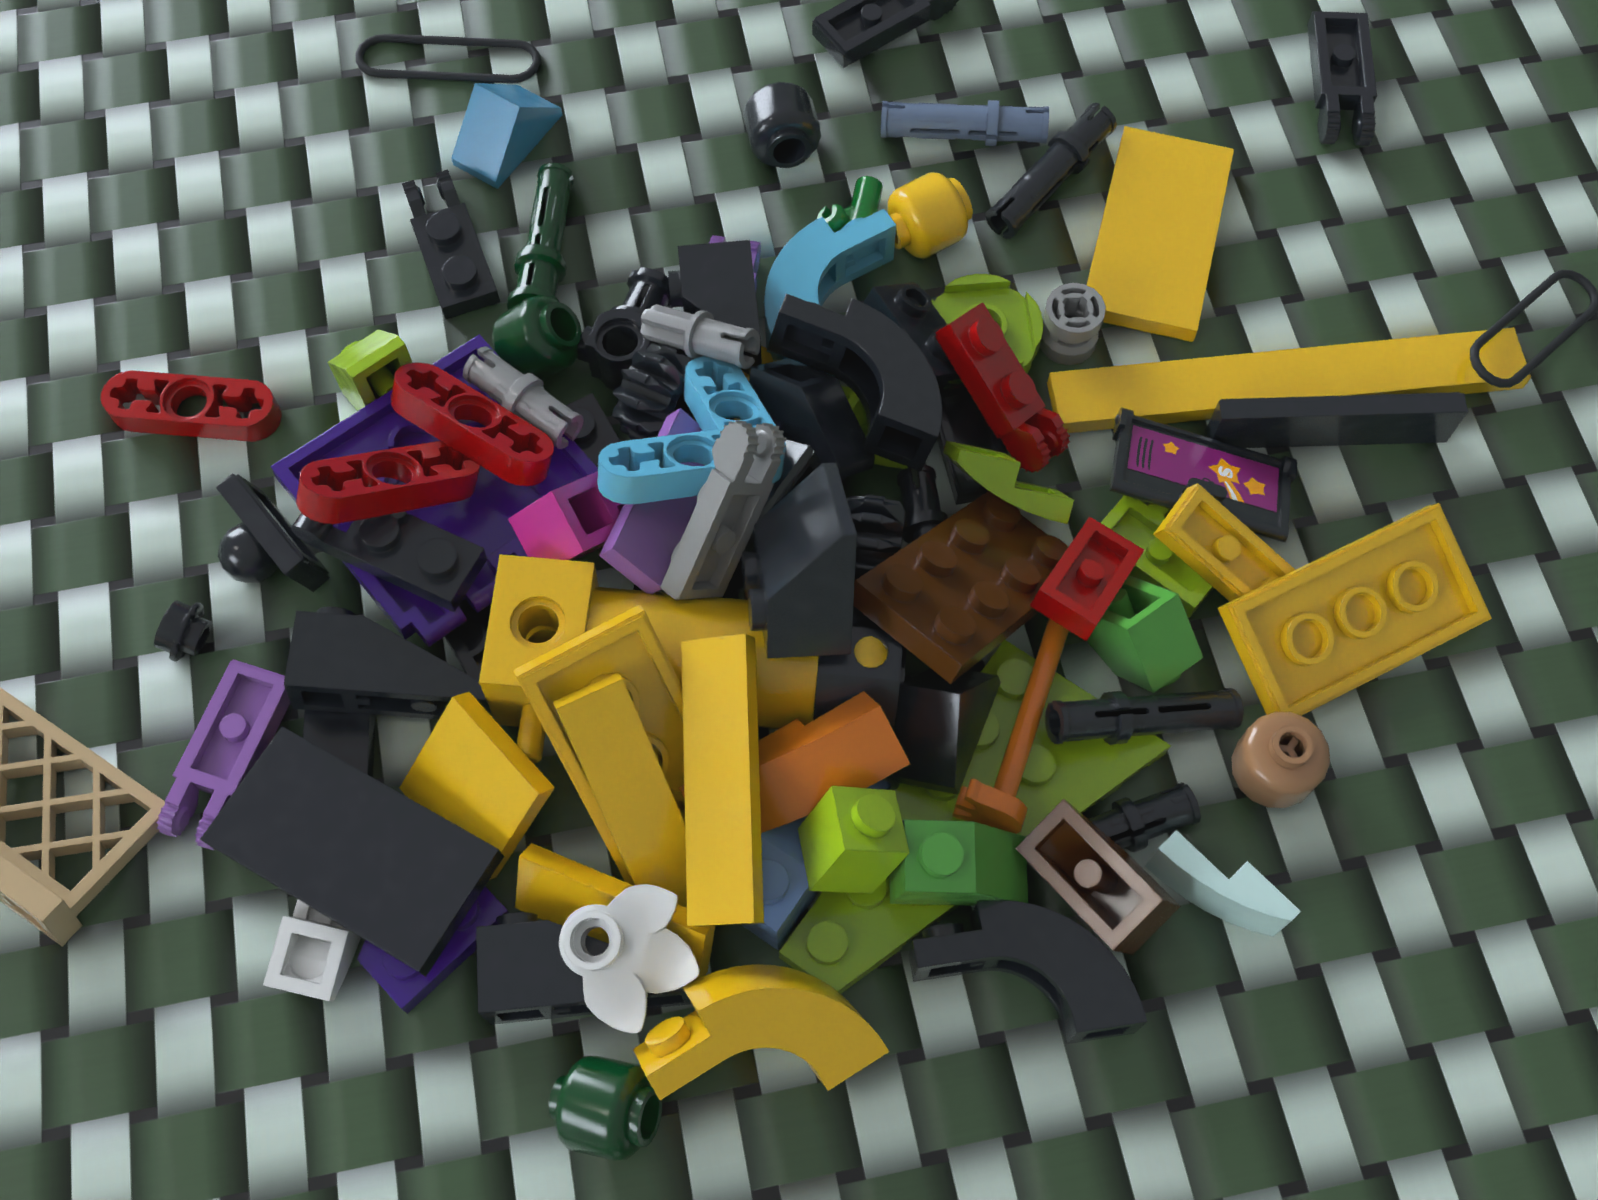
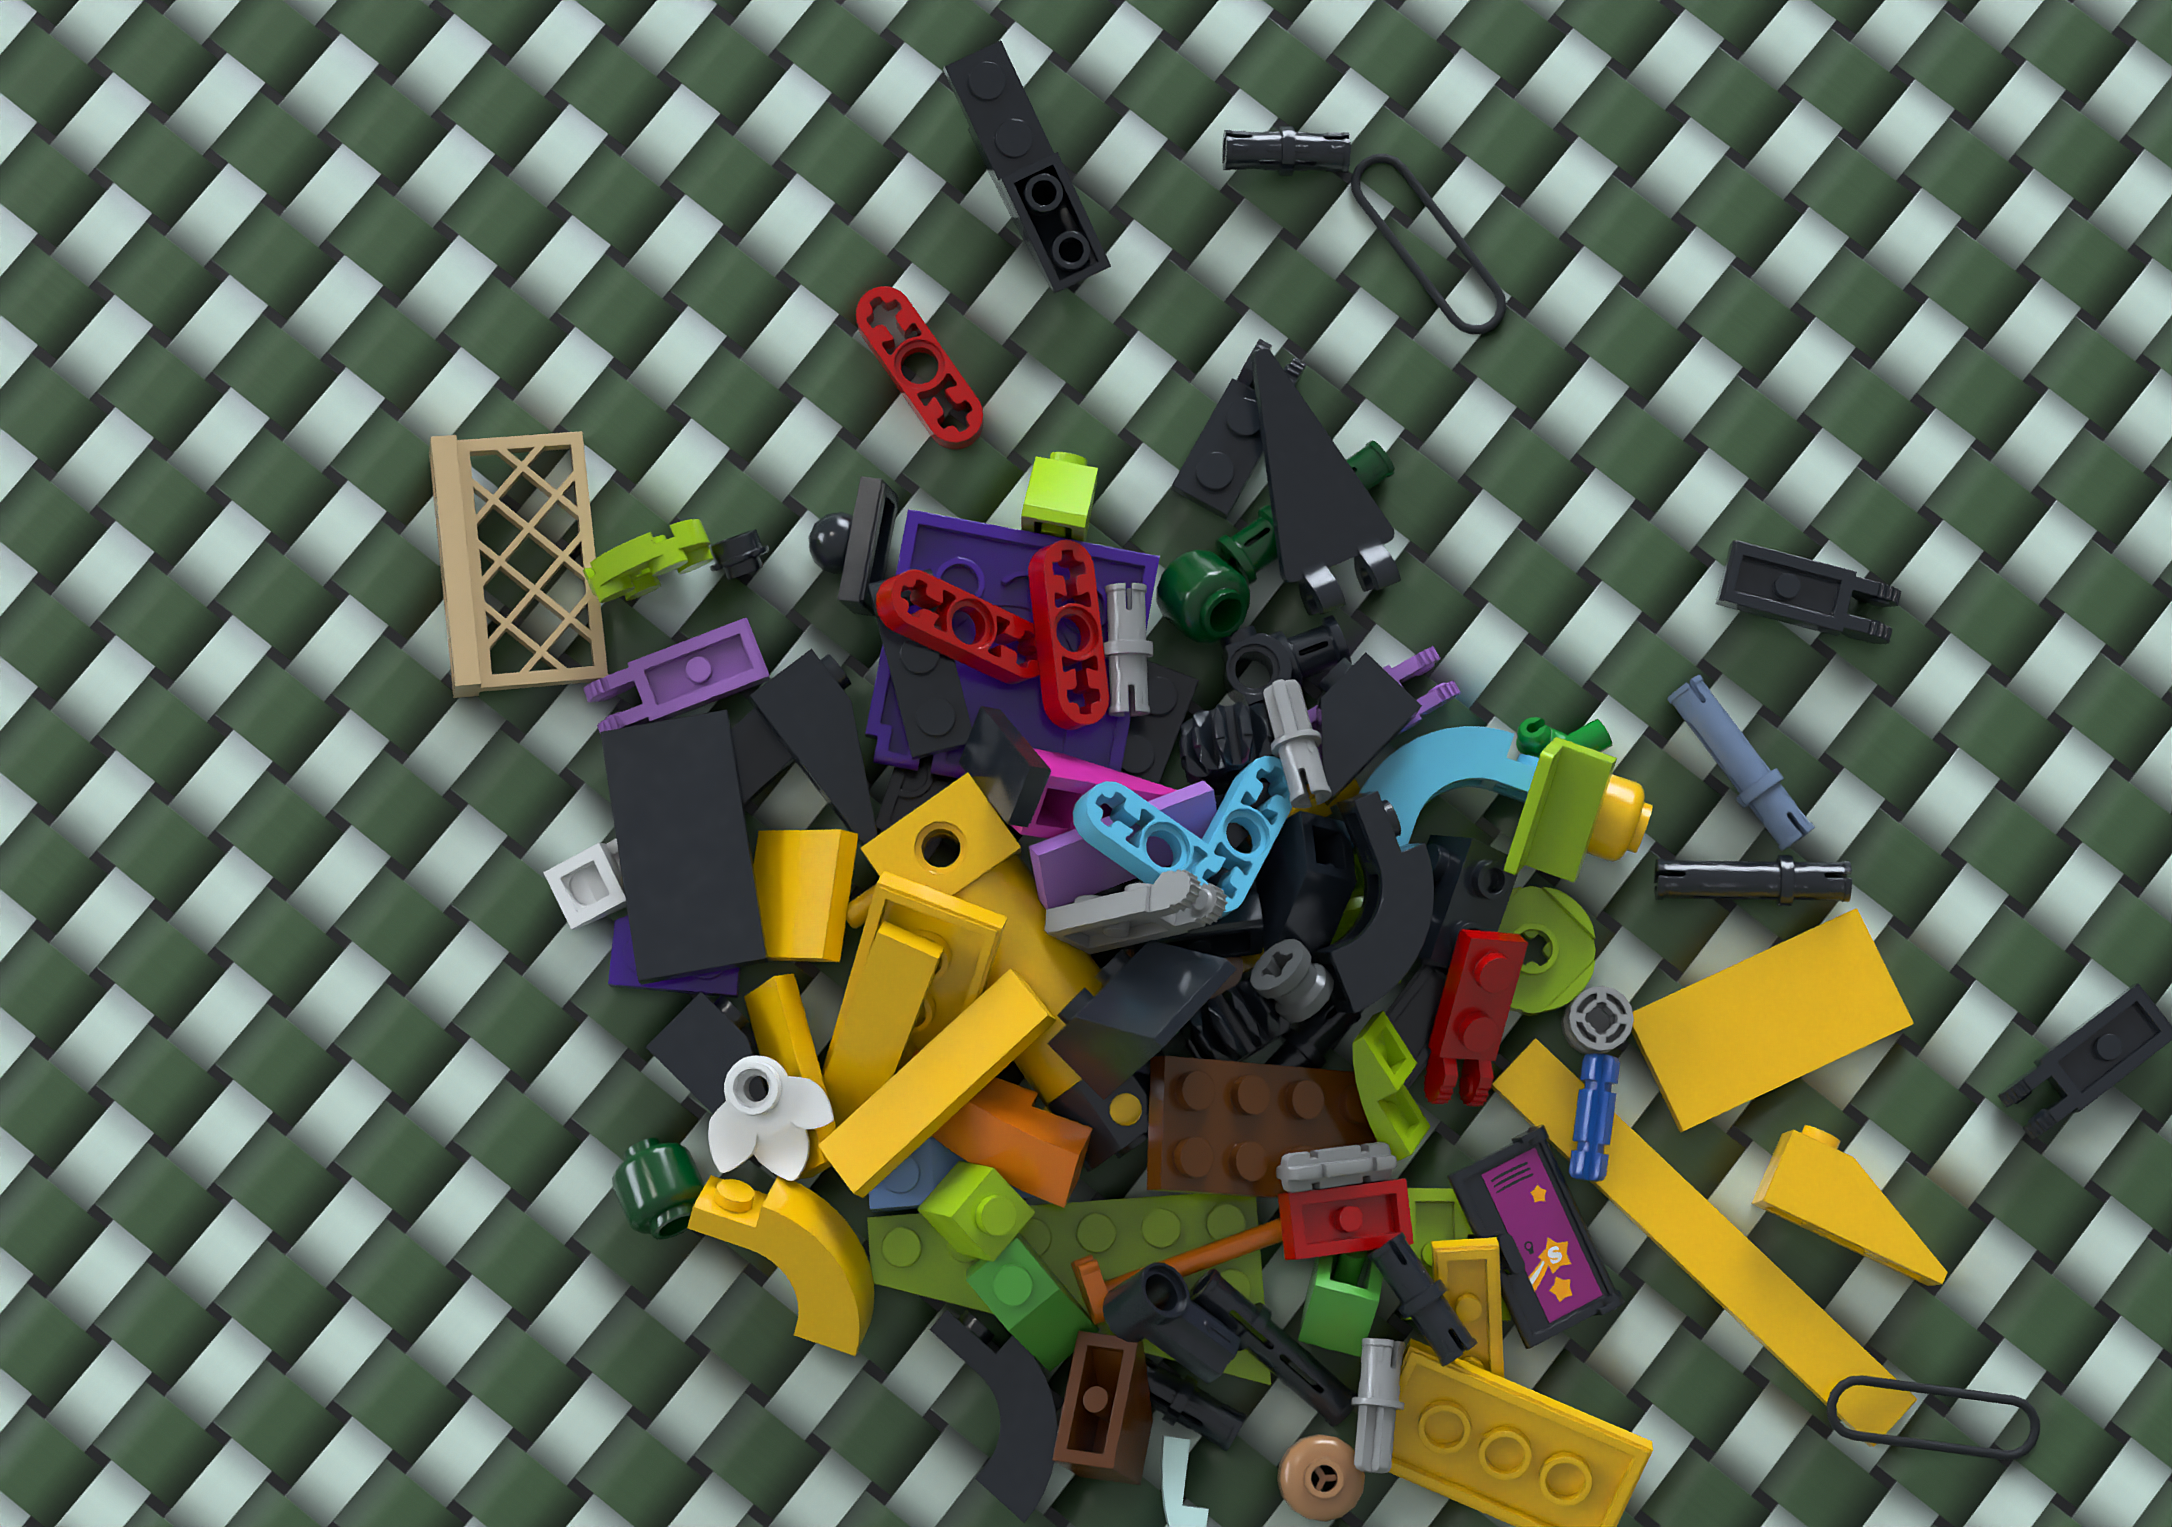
camera: 45 degrees right, 15 degrees up
(108, 688) = (636, 564): none -> lime plate
(131, 235) = (1026, 168): none -> black slope
(299, 82) = (1286, 151): none -> black pin
(501, 130) = (1391, 369): dark azure slope -> none
(522, 522) = (1004, 766): none -> black tile
(542, 218) = (1315, 497): none -> black flag
(782, 124) = (1593, 611): black head -> none
(874, 464) = (1292, 980): none -> dark grey wheel
(905, 216) = (1560, 810): none -> lime panel
(941, 726) = (1117, 1207): black slope -> none
(1042, 550) = (1336, 1167): none -> light grey axle
(1057, 758) = (1159, 1309): none -> black piece
(1143, 371) = (1594, 1117): none -> blue axle
(1200, 564) = (1422, 1299): none -> black pin
(1259, 662) = (1377, 1404): none -> light grey axle
(1335, 270) = (1839, 1201): none -> yellow slope
(1337, 420) = (1684, 1310): black tile -> none

